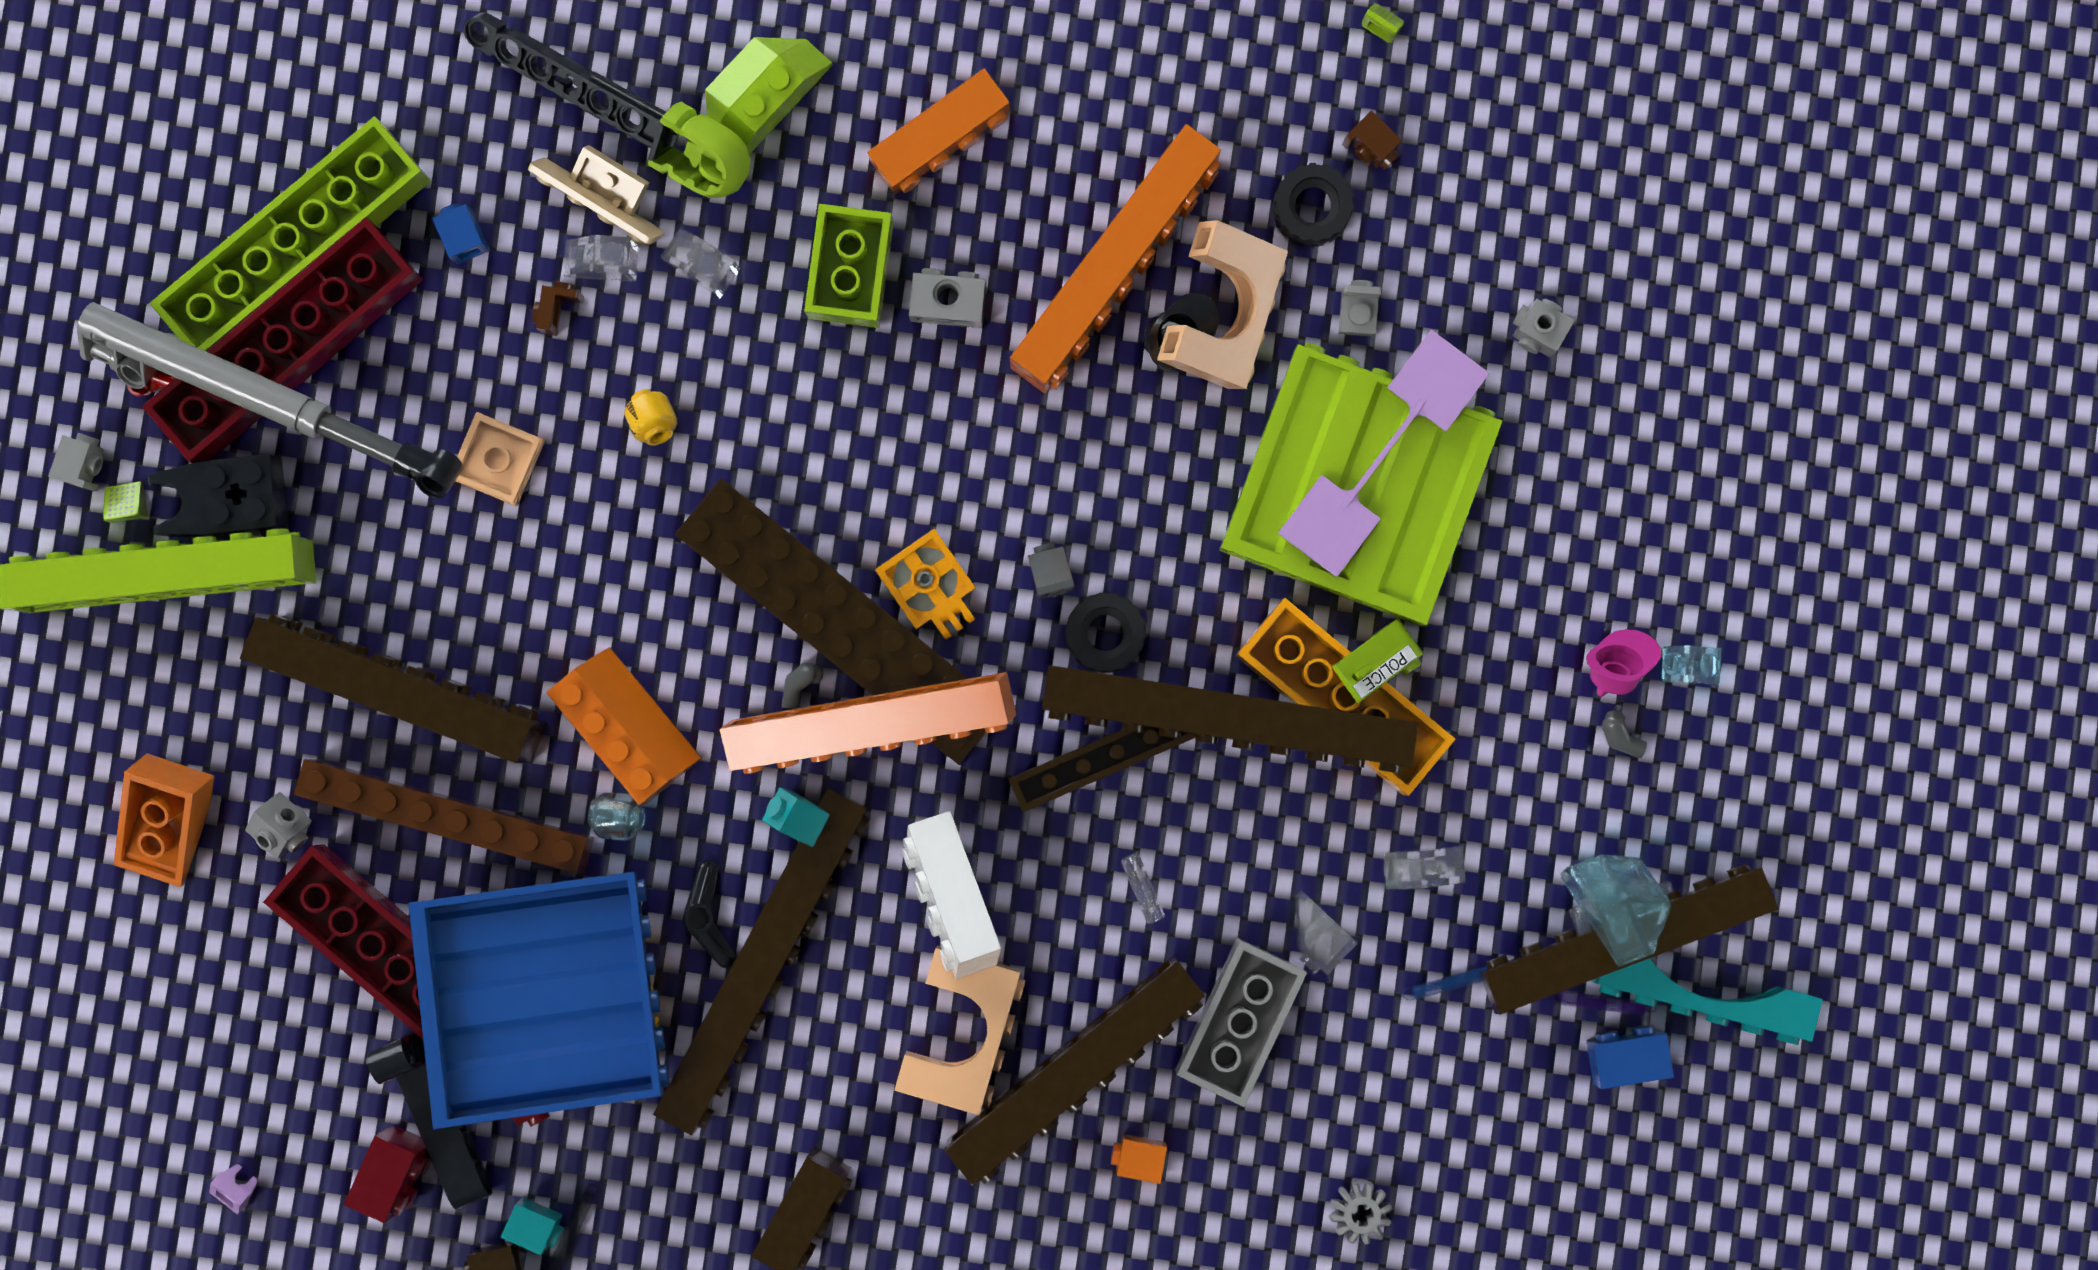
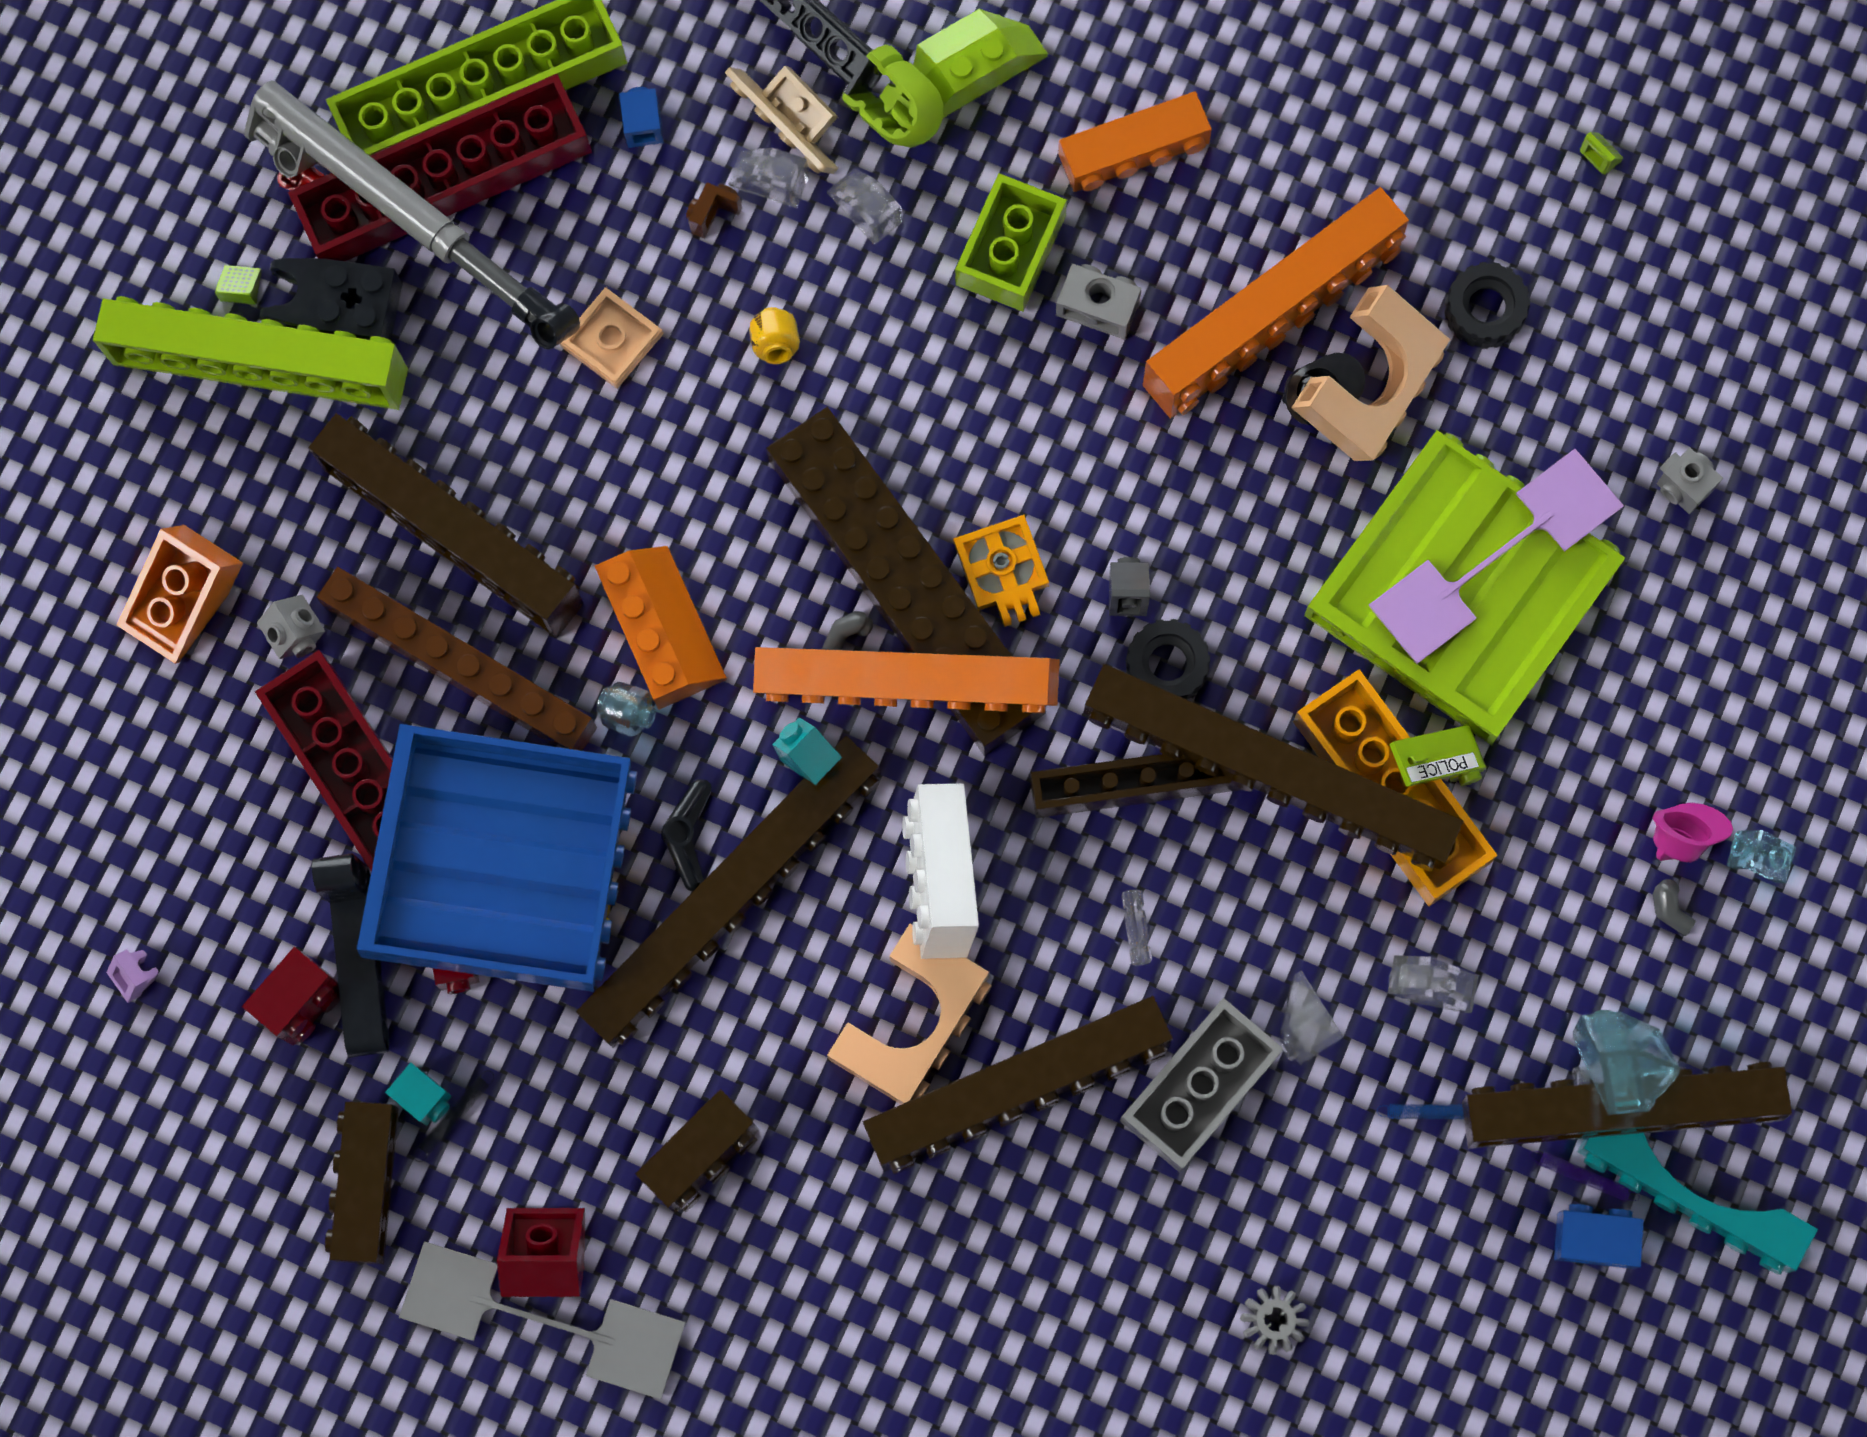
camera: 20 degrees right, 10 degrees down
(77, 461) = (207, 232): light grey brick -> none
(1139, 1158) = (1058, 1199): orange brick -> none
(1359, 308) = (1508, 416): light grey bracket -> none
(1373, 142) = (1563, 260): reddish brown brick -> none

